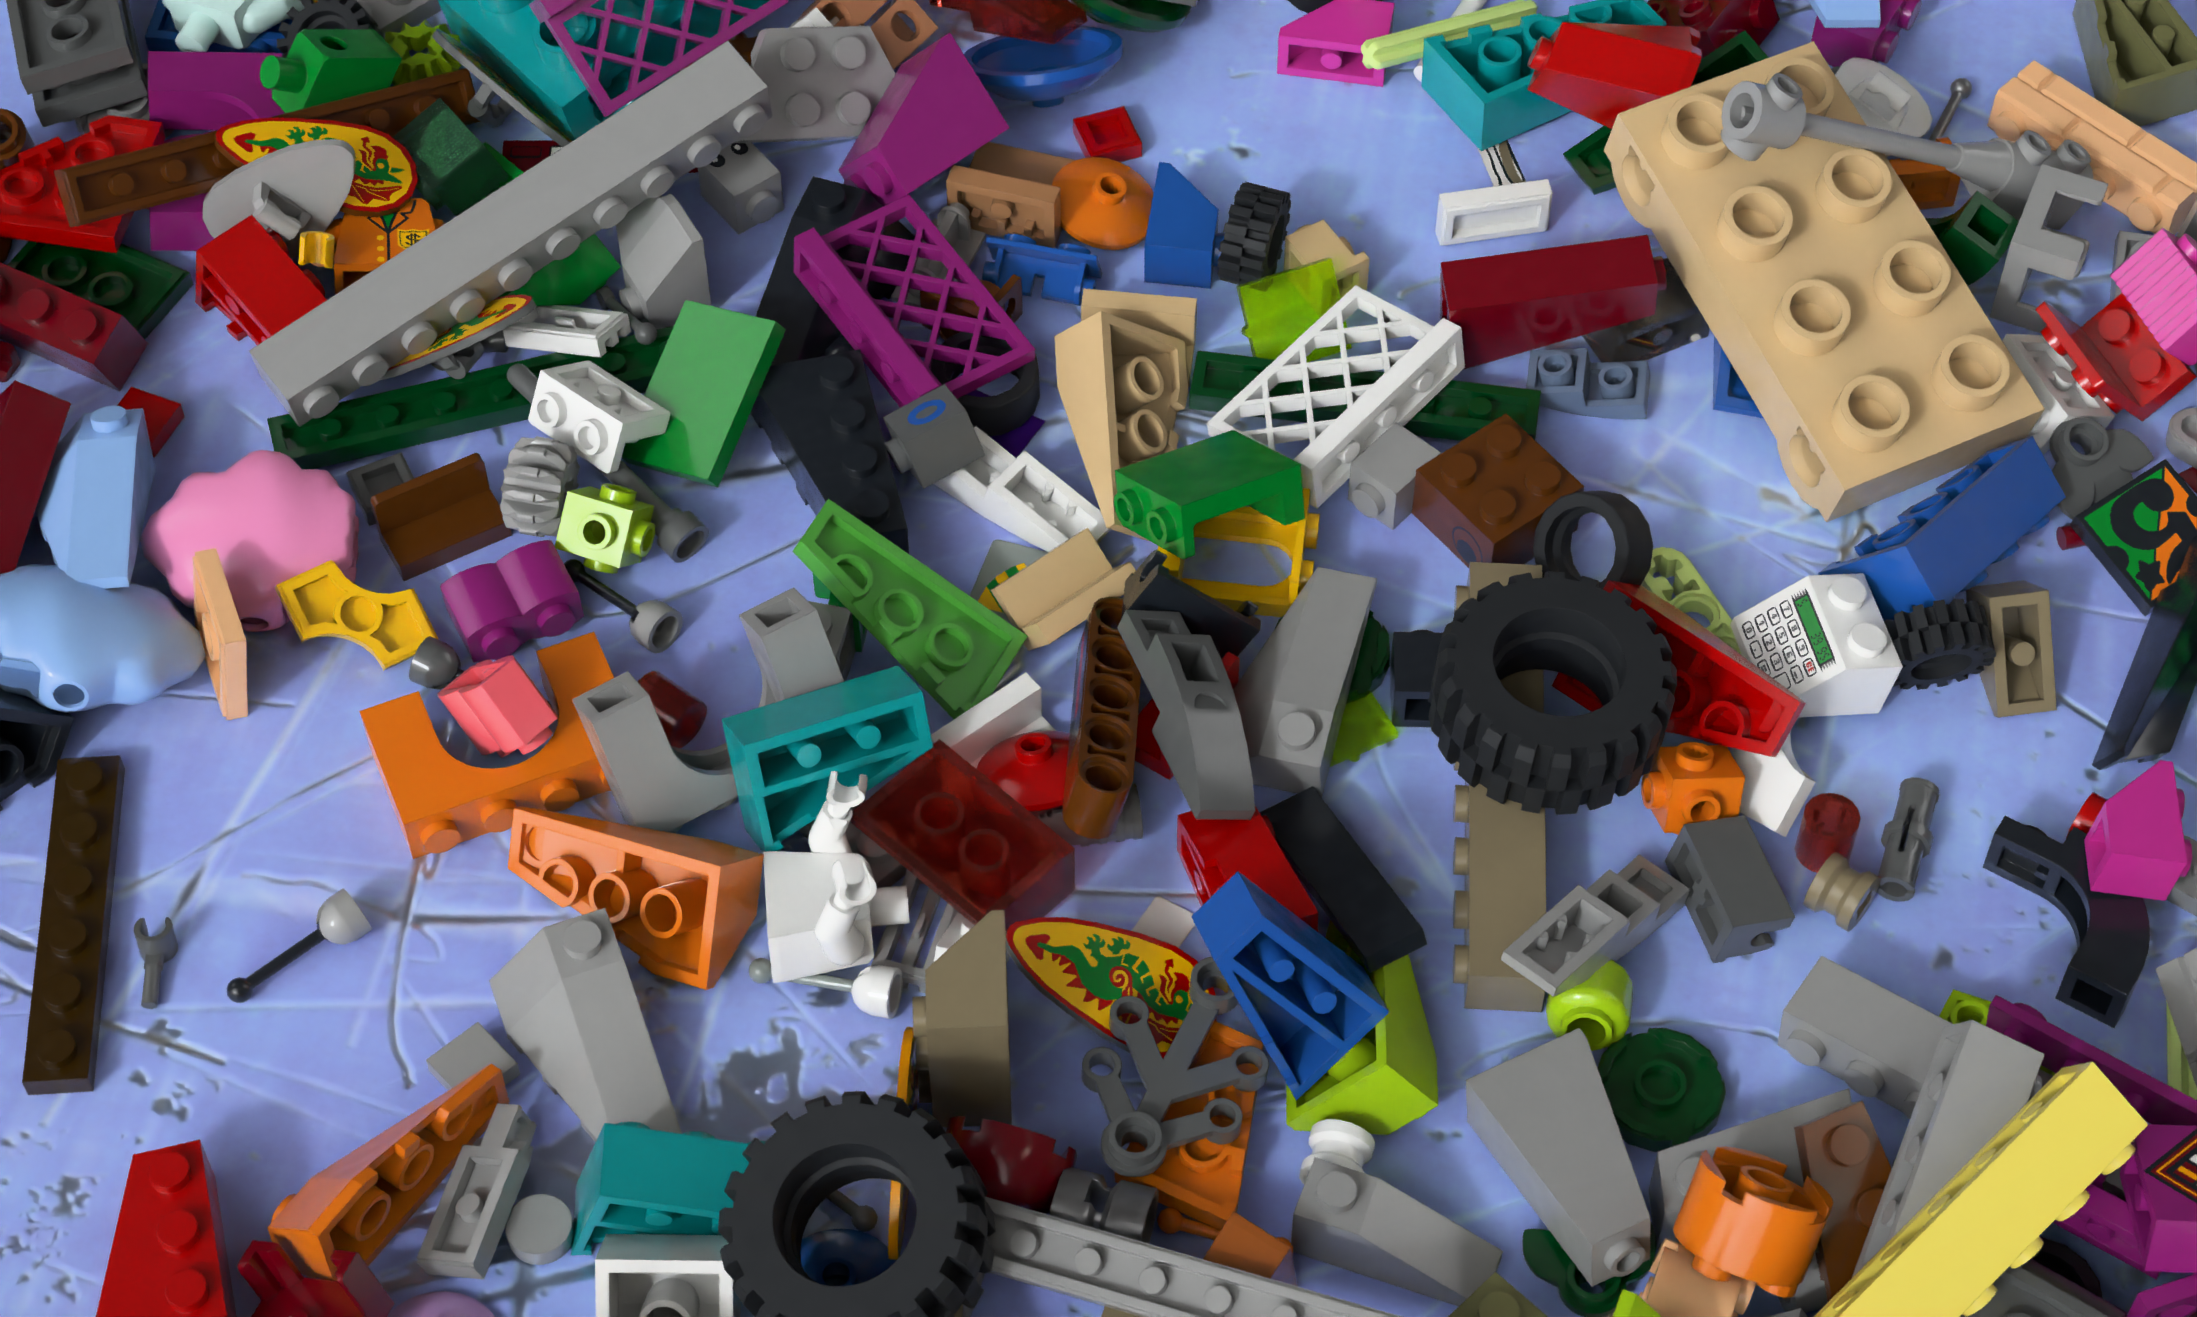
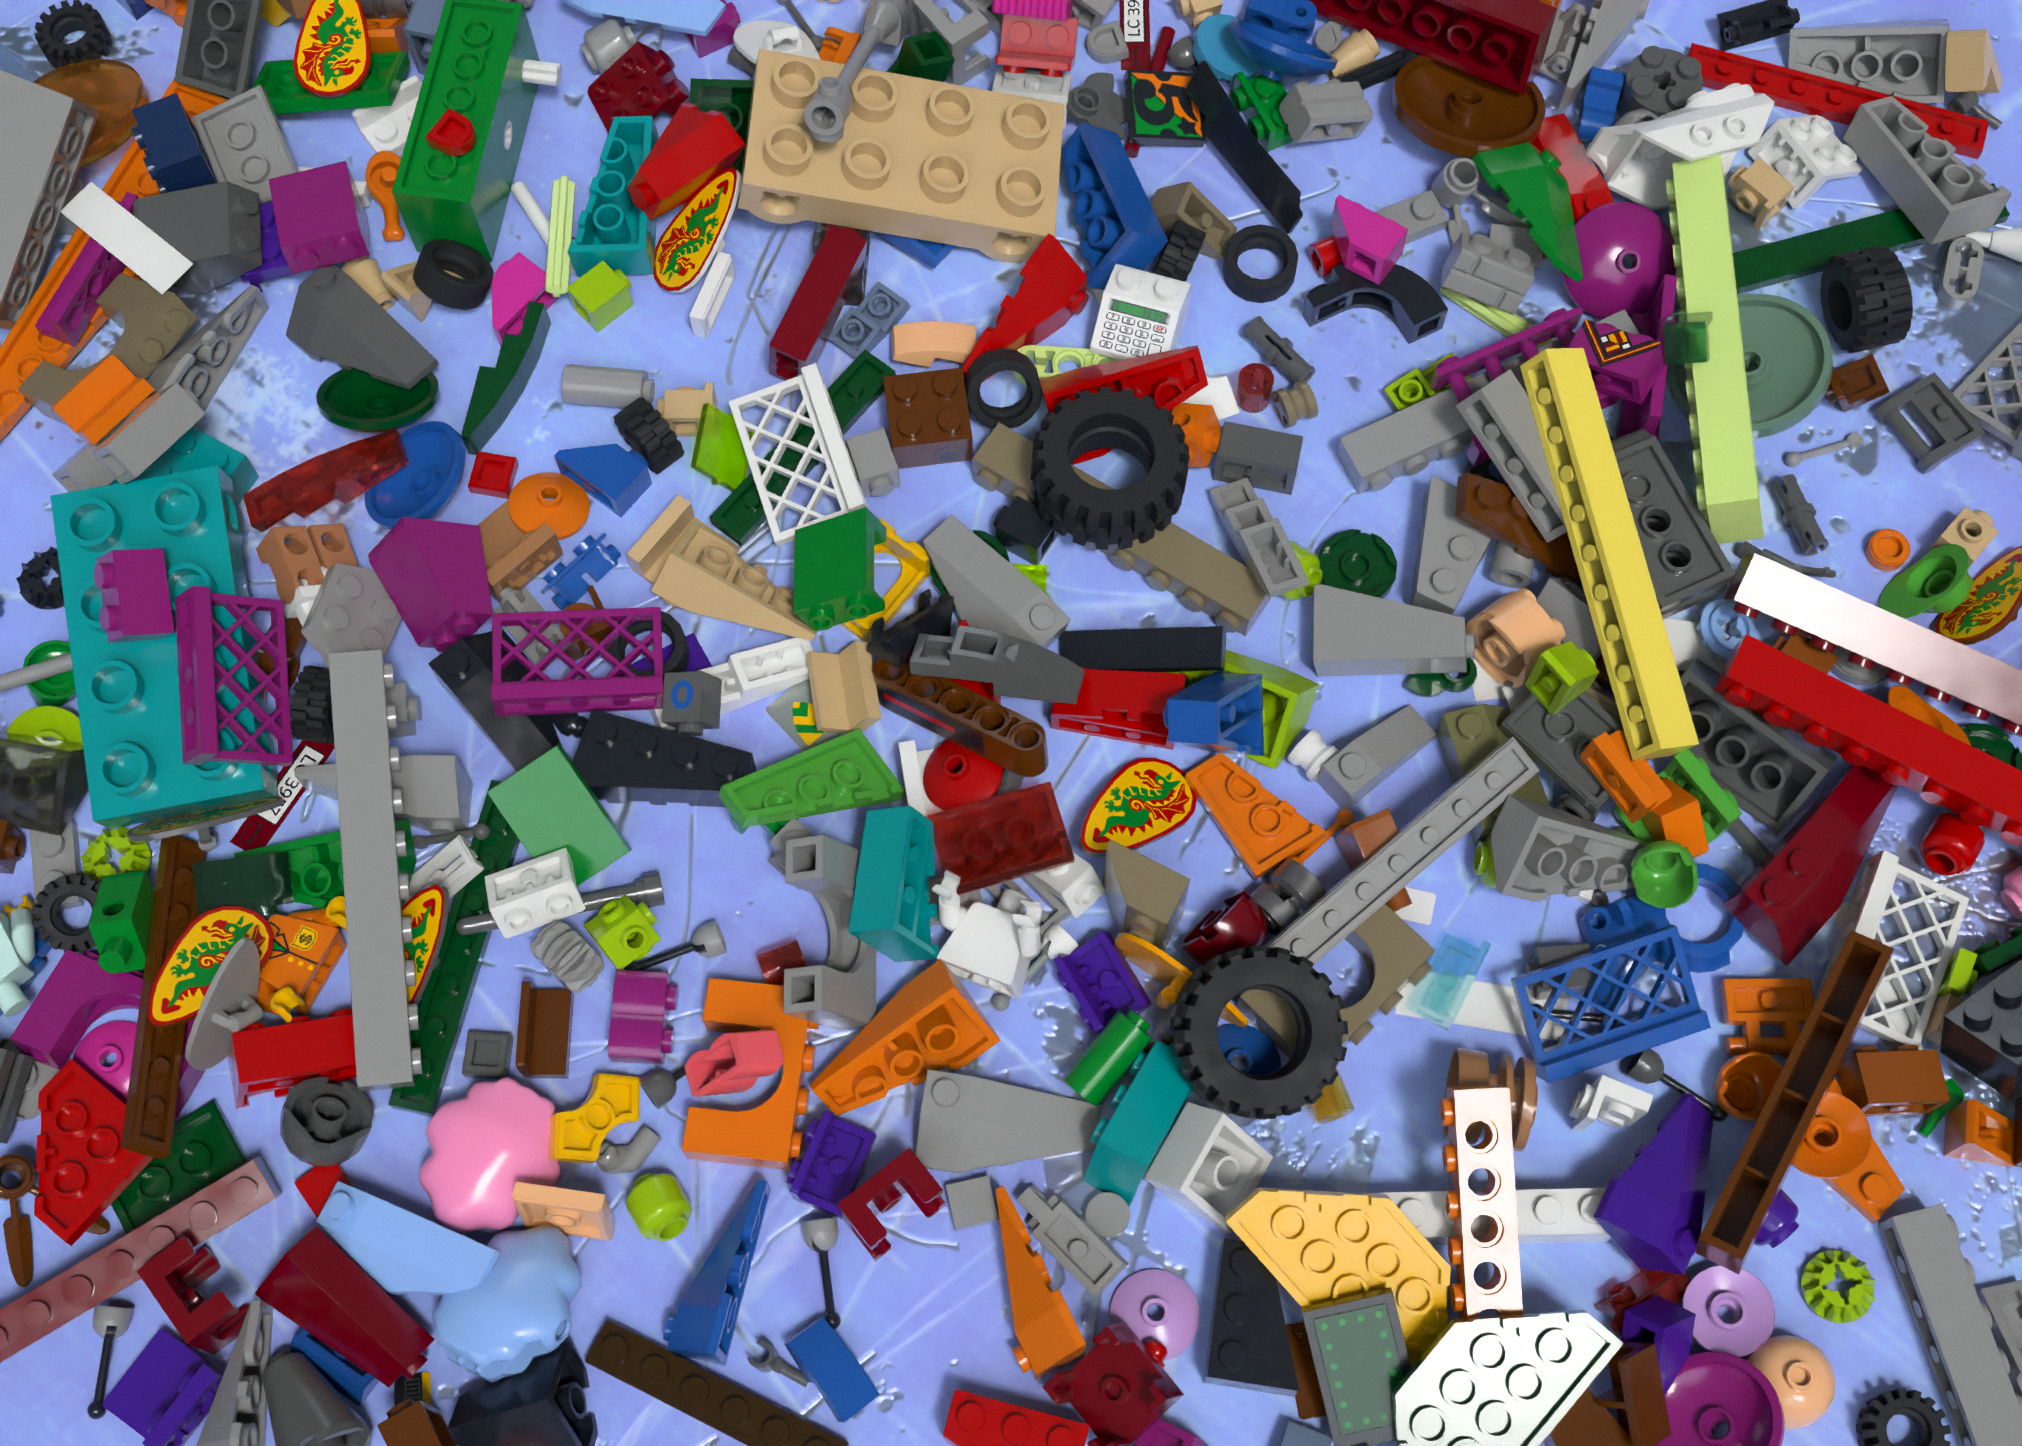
camera: 60 degrees left, 15 degrees up
(171, 1013) = (832, 1368): none -> blue slope
(204, 847) = (713, 1301): none -> blue wedge
(206, 366) = (325, 1121): none -> dark grey cylinder
(284, 734) = (659, 1206): none -> lime head
(334, 681) = (627, 1157): none -> light grey arm
(412, 940) = (883, 1193): none -> dark red panel
(434, 880) = (831, 1163): none -> dark purple bracket
(737, 1106) = (1109, 1056): none -> green brick
(843, 1052) = (1101, 981): none -> dark purple bracket
(1165, 922) = (1099, 764): white sticker -> none
(1170, 1079) = (1221, 814): dark grey plant -> none
(1217, 84) = (501, 387): none -> dark green slope
(1291, 167) = (605, 386): none -> light grey brick
(1407, 112) = (601, 295): none -> lime brick
(1547, 149) = (696, 233): none -> shield
(1603, 446) = (924, 341): none -> light nougat slope
(1736, 530) = (1044, 303): none -> red wedge
(1751, 1220) = (1500, 569): orange brick -> none
(2033, 719) = (1265, 238): none -> black tyre

